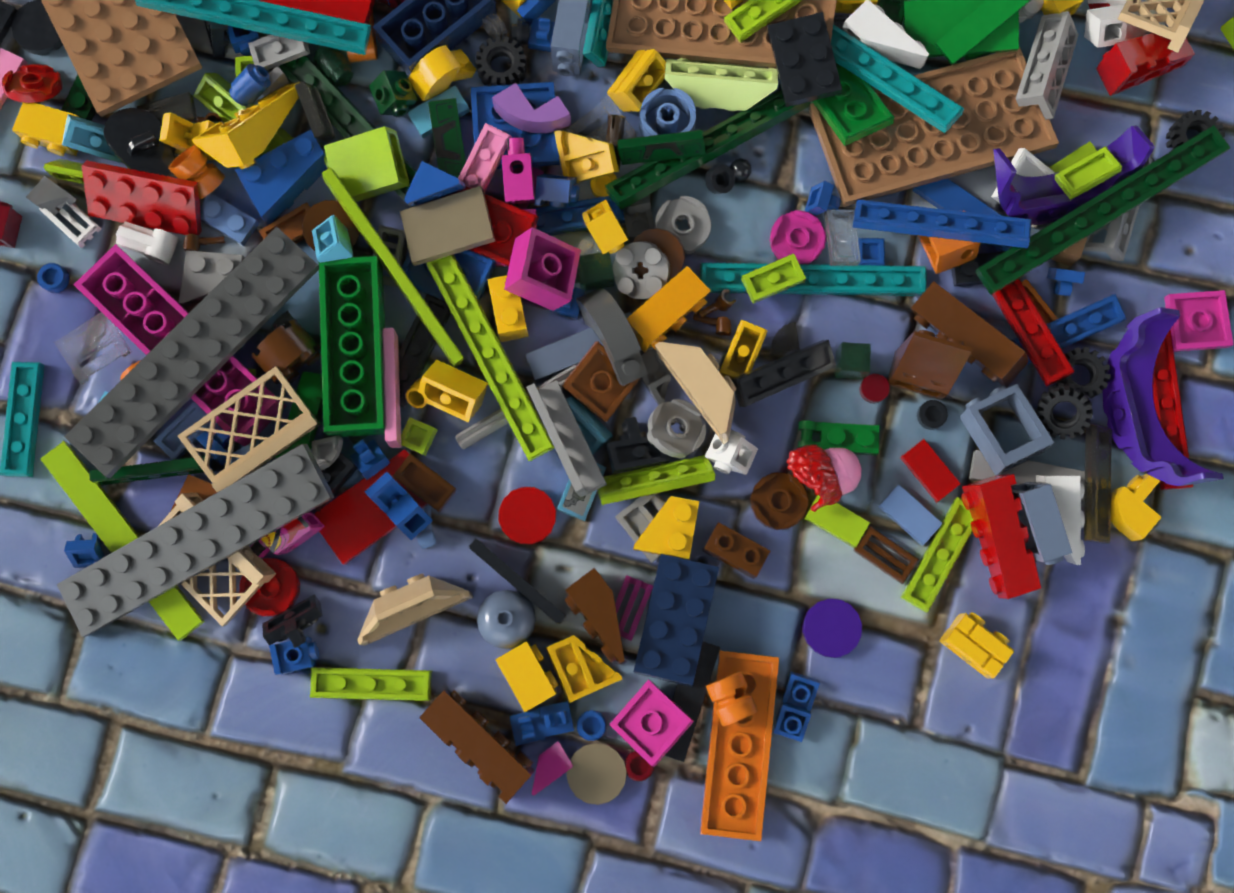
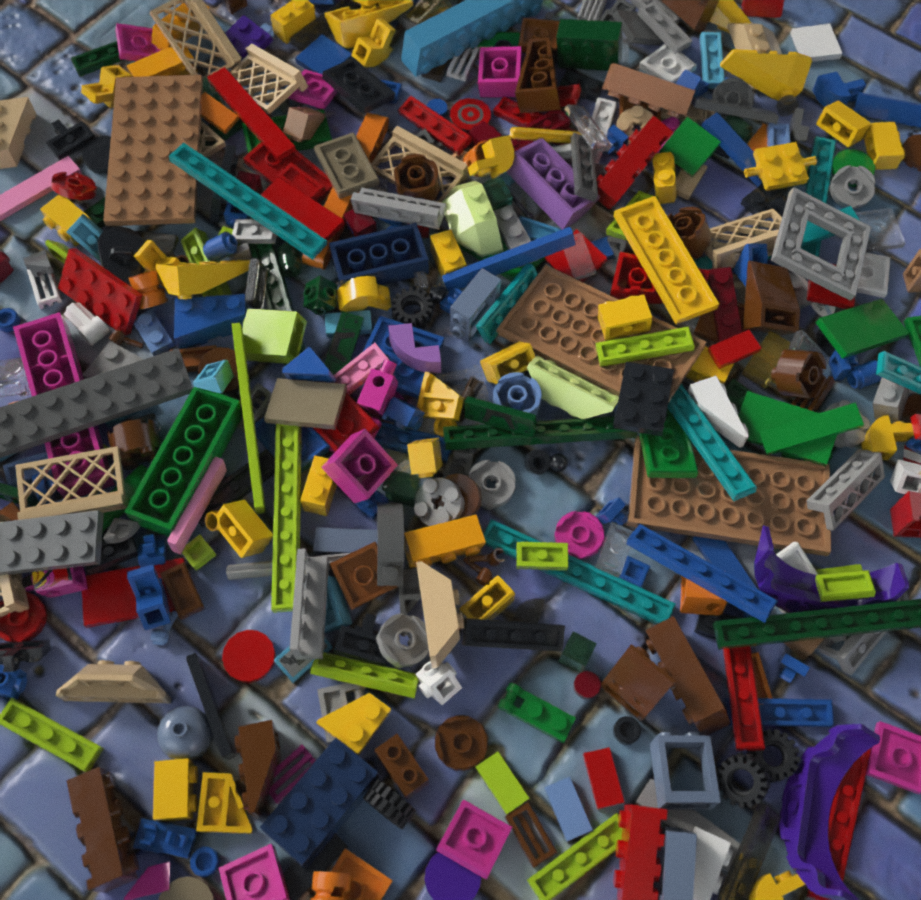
camera: 25 degrees right, 15 degrees down
(743, 591) = (389, 804): none -> black tyre
(826, 471) = (508, 735): red hair -> none
(837, 584) = (474, 839): none -> dark pink plate

